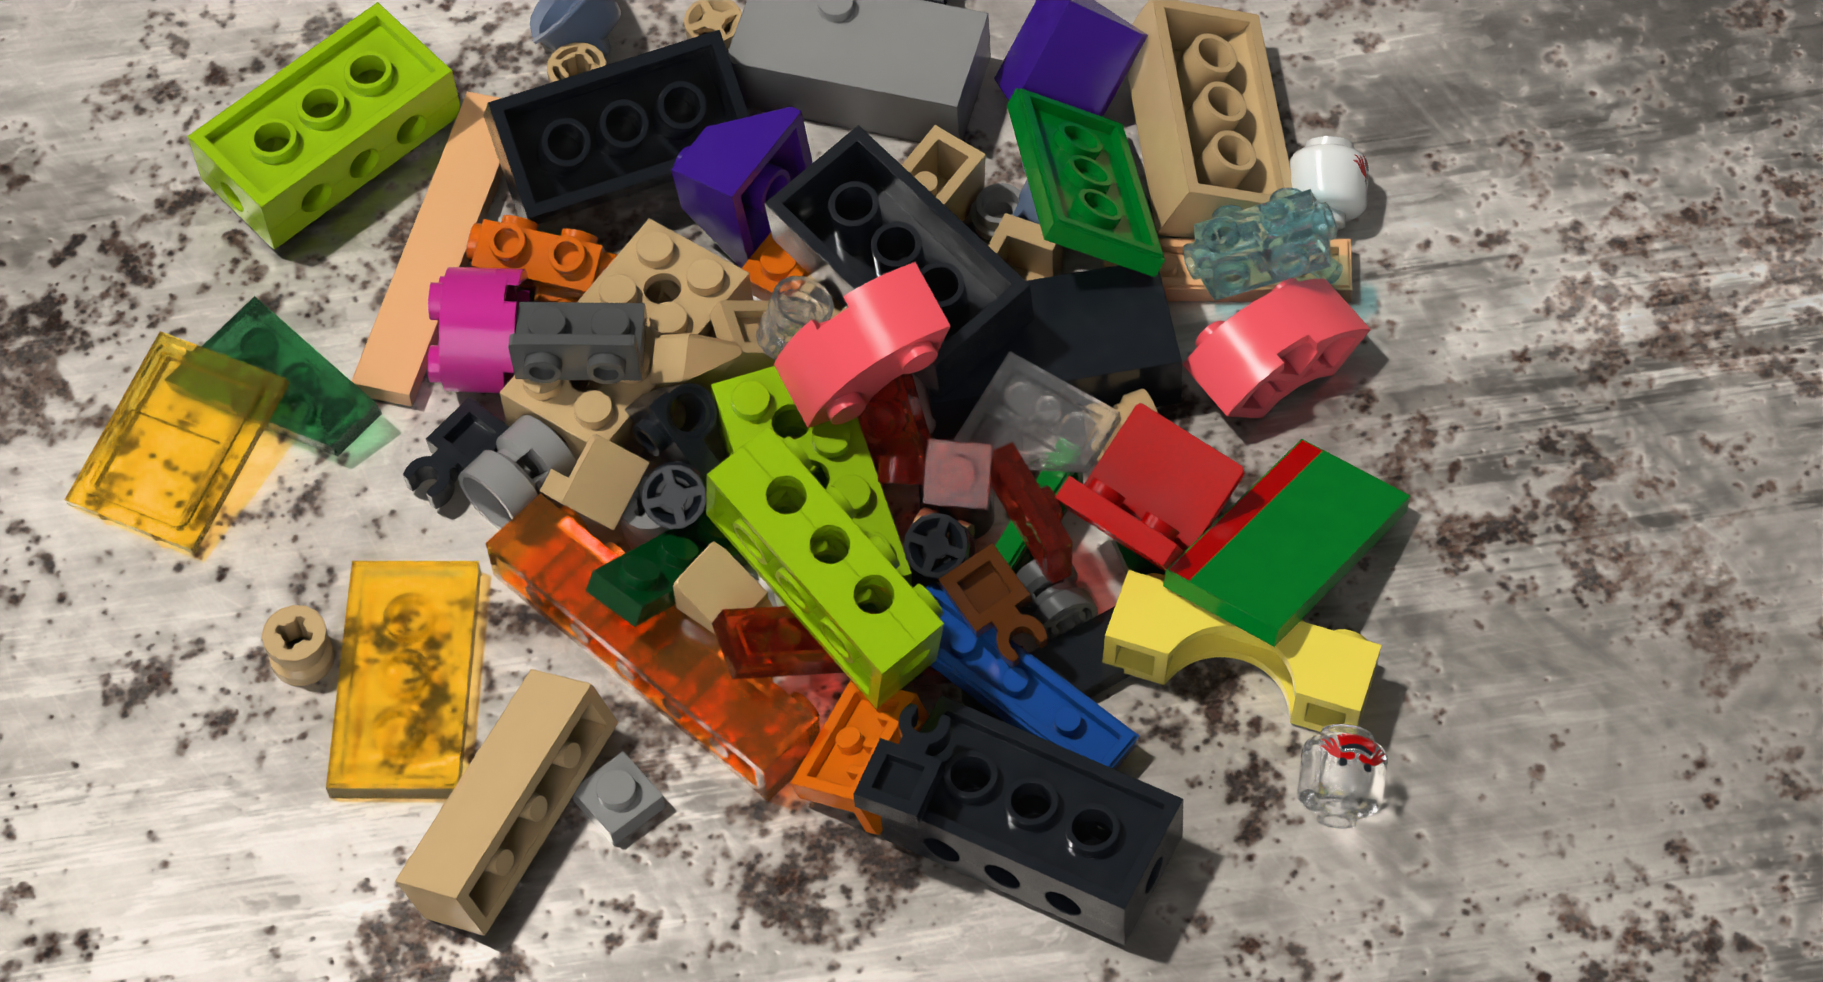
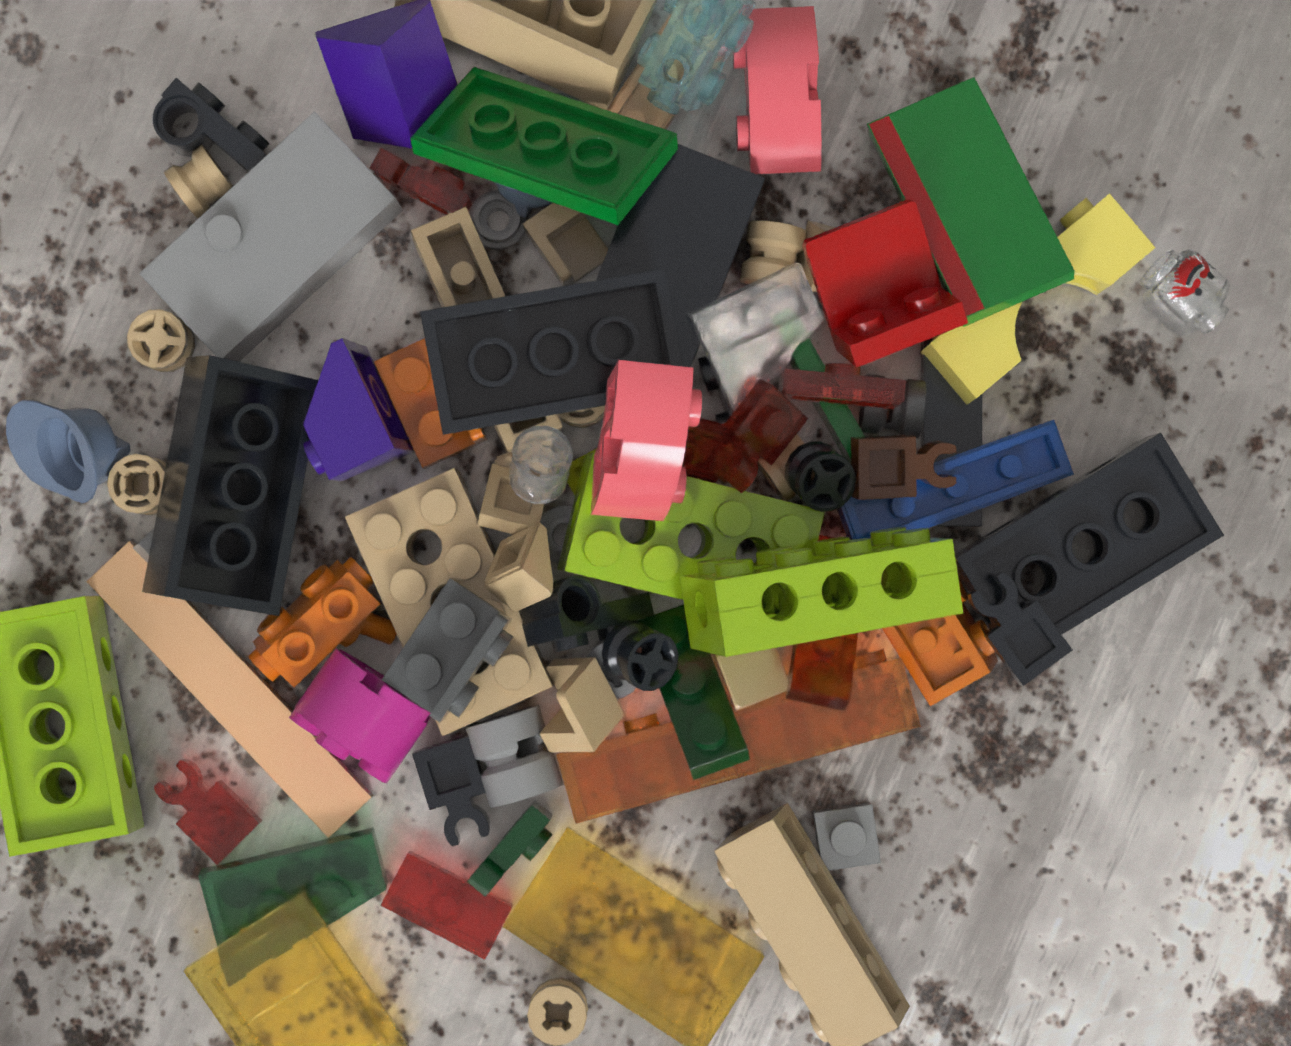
camera: 65 degrees left, 30 degrees up
(318, 295) = (214, 817): none -> clear red plate
(344, 509) = (446, 905): none -> clear red plate
(441, 522) = (524, 838): none -> dark green plate
(987, 139) = (435, 189): none -> clear red plate

